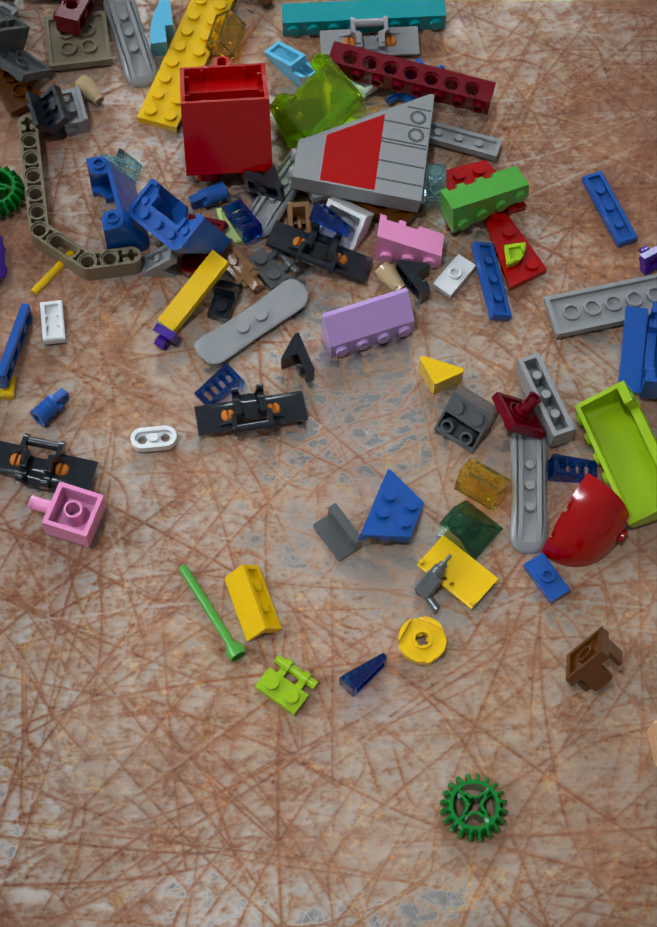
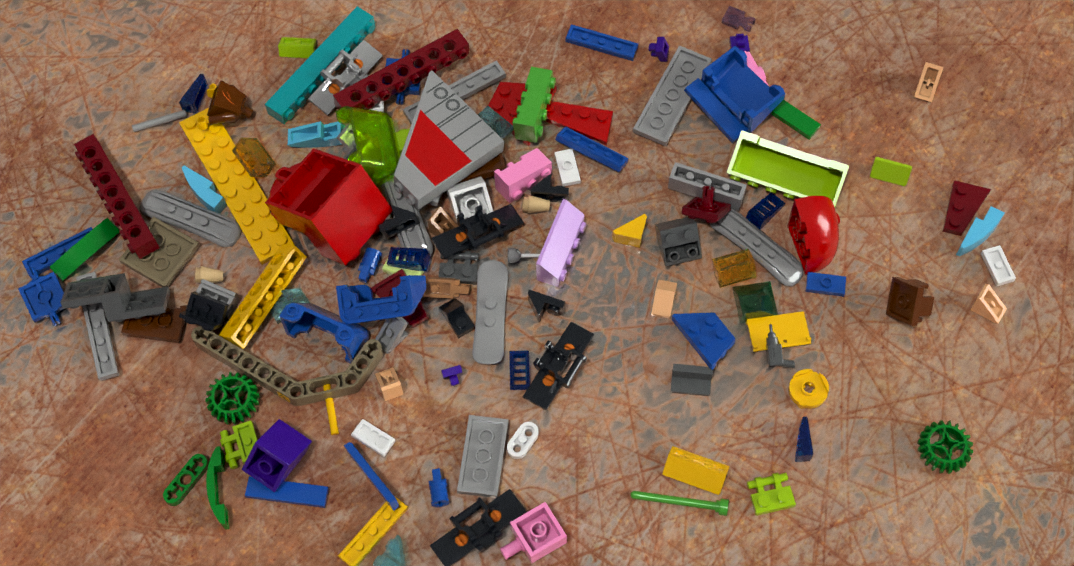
camera: 45 degrees left, 0 degrees up
(105, 140) = (263, 295): none -> yellow brick
(110, 418) = (483, 456): none -> light grey plate
(112, 296) = (389, 384): none -> light nougat slope
(194, 291) = (438, 329): yellow tile -> none
(325, 299) = (514, 255): none -> light grey hinge
(329, 219) = (464, 205): clear blue slope -> none
(399, 449) = (664, 299): none -> light nougat slope
(514, 253) = (587, 120): lime tile -> none

